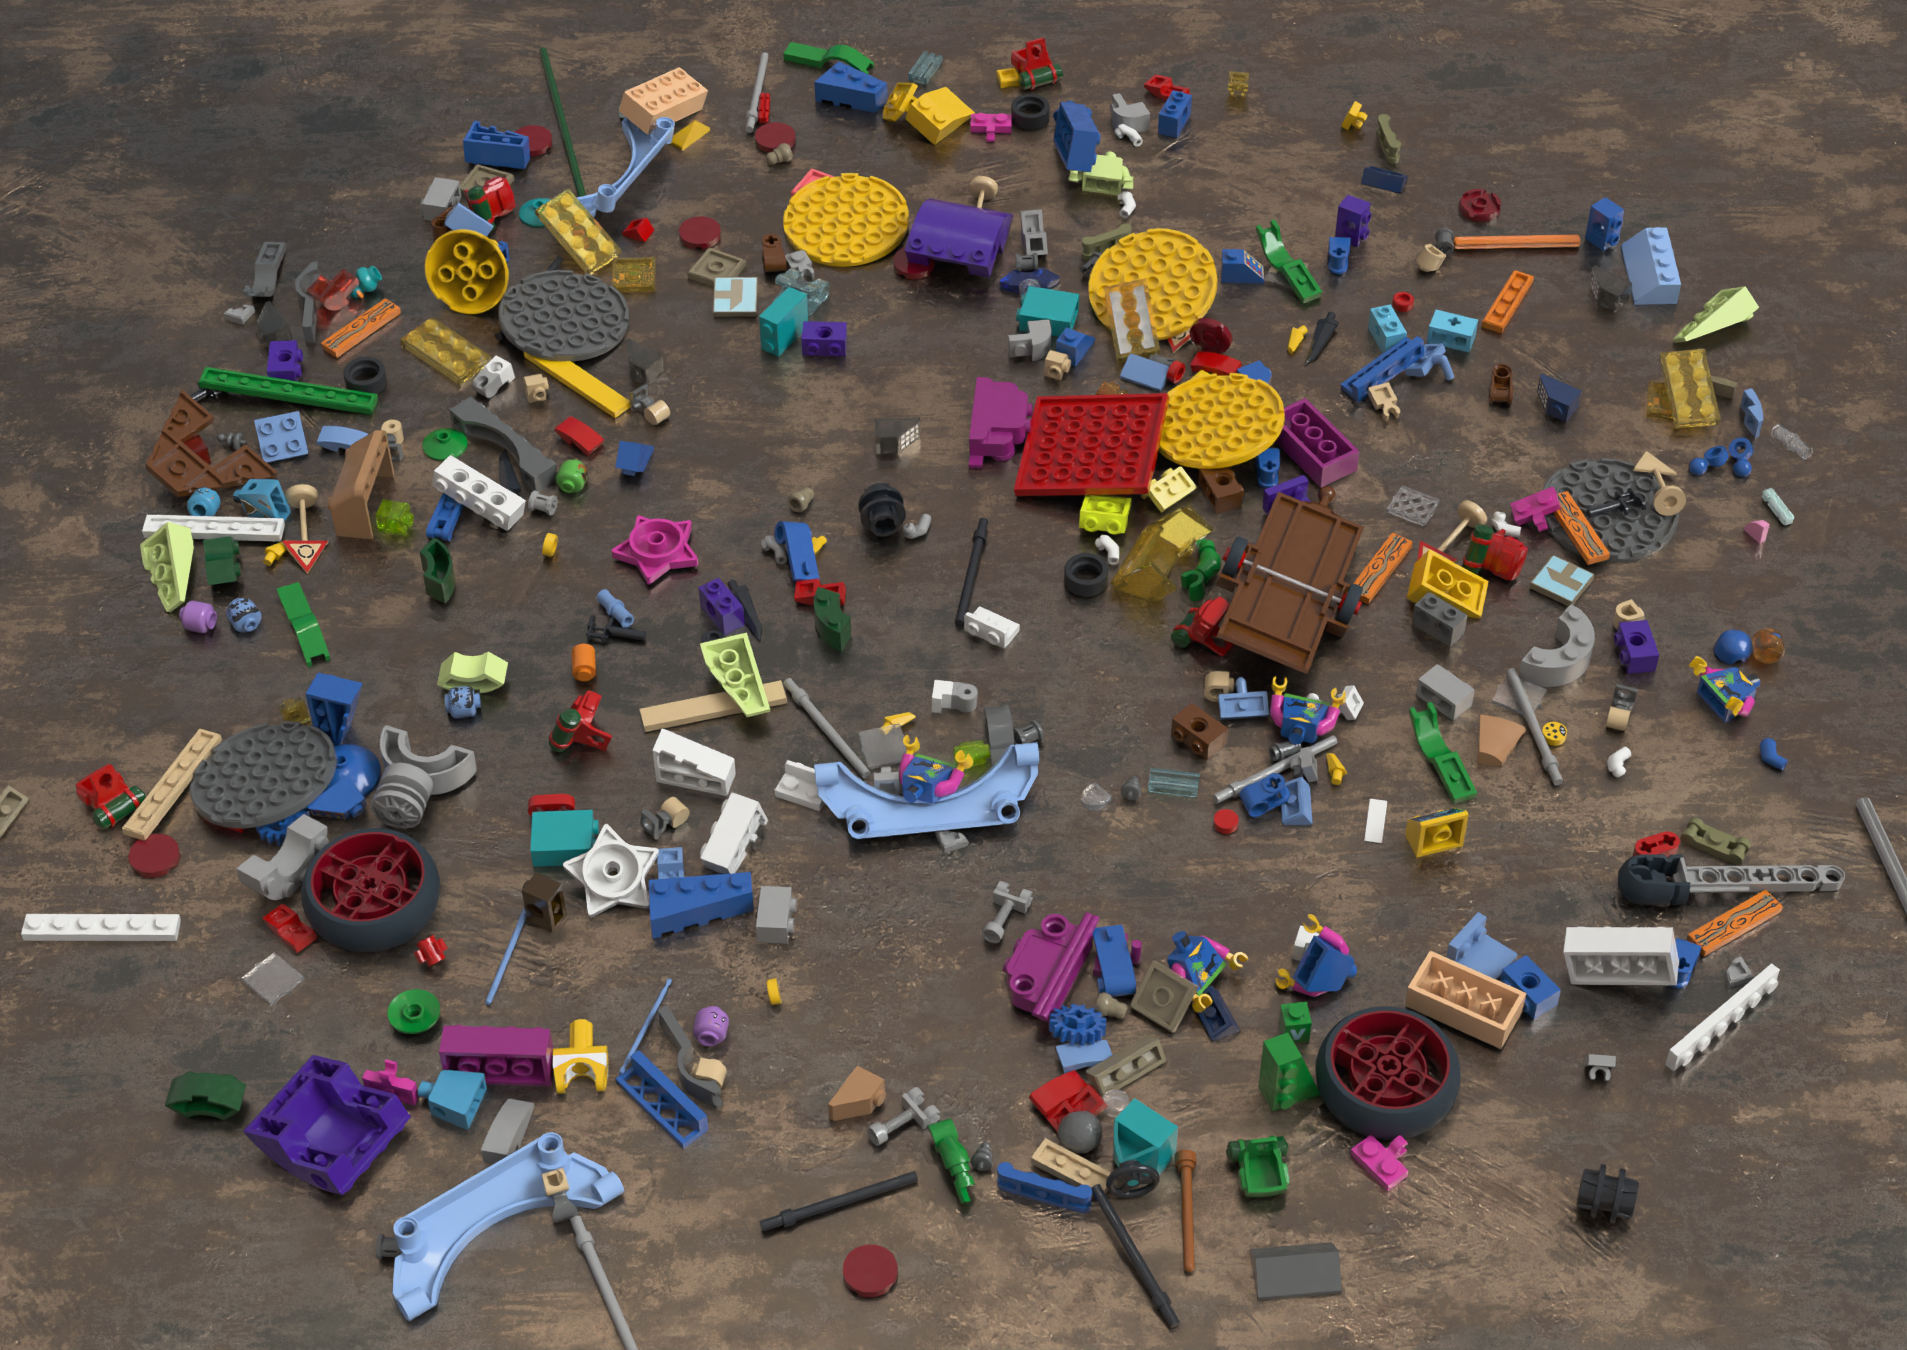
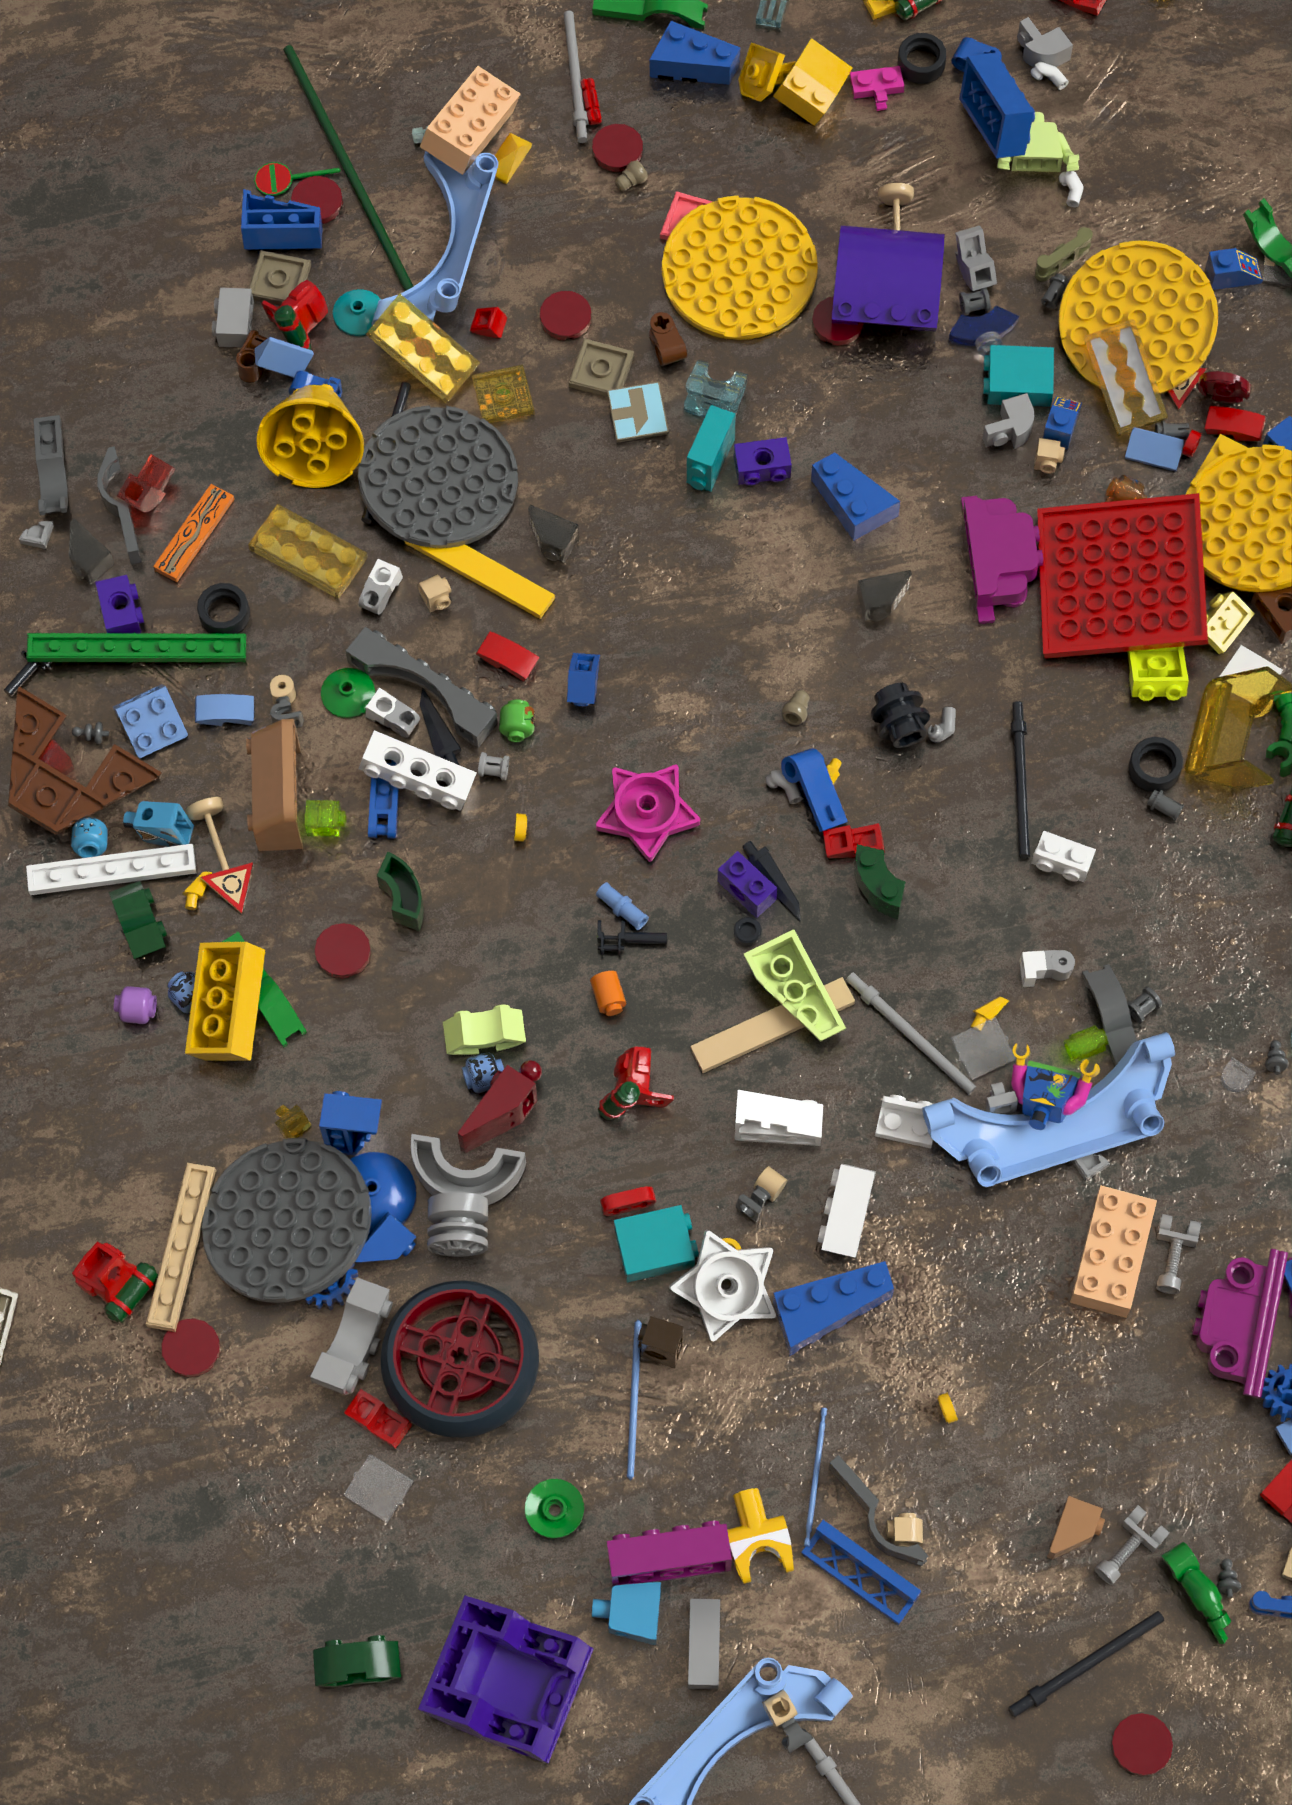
camera: 10 degrees left, 20 degrees up
(101, 927) = (161, 1456): white plate -> none
(169, 559) = (76, 928): yellowish green wedge -> none
(267, 617) = (225, 1001): none -> yellow brick
(368, 280) = (182, 458): teal animal -> none
(378, 607) = (342, 950): none -> dark red tile
(387, 1081) = (557, 1610): dark pink plate -> none
(430, 950) = (549, 1424): red gear -> none
(465, 722) = (503, 1106): none -> dark red slope
(473, 456) = (392, 713): none -> leg
(511, 124) = (276, 178): none -> piece
(653, 411) = (589, 604): leg -> none
(670, 863) = (786, 1261): medium blue slope -> none
(710, 1026) = (891, 1468): medium lavender head -> none
(774, 914) = (922, 1305): light grey brick -> none
(800, 262) = (701, 345): light grey plate -> none
(890, 369) = (853, 496): none -> blue wedge
(950, 900) = (1113, 1251): none -> light nougat brick
(1083, 601) = (1165, 804): none -> dark grey pin
(1107, 543) = (1176, 719): white arm -> none
(1174, 114) = (1100, 36): blue brick -> none

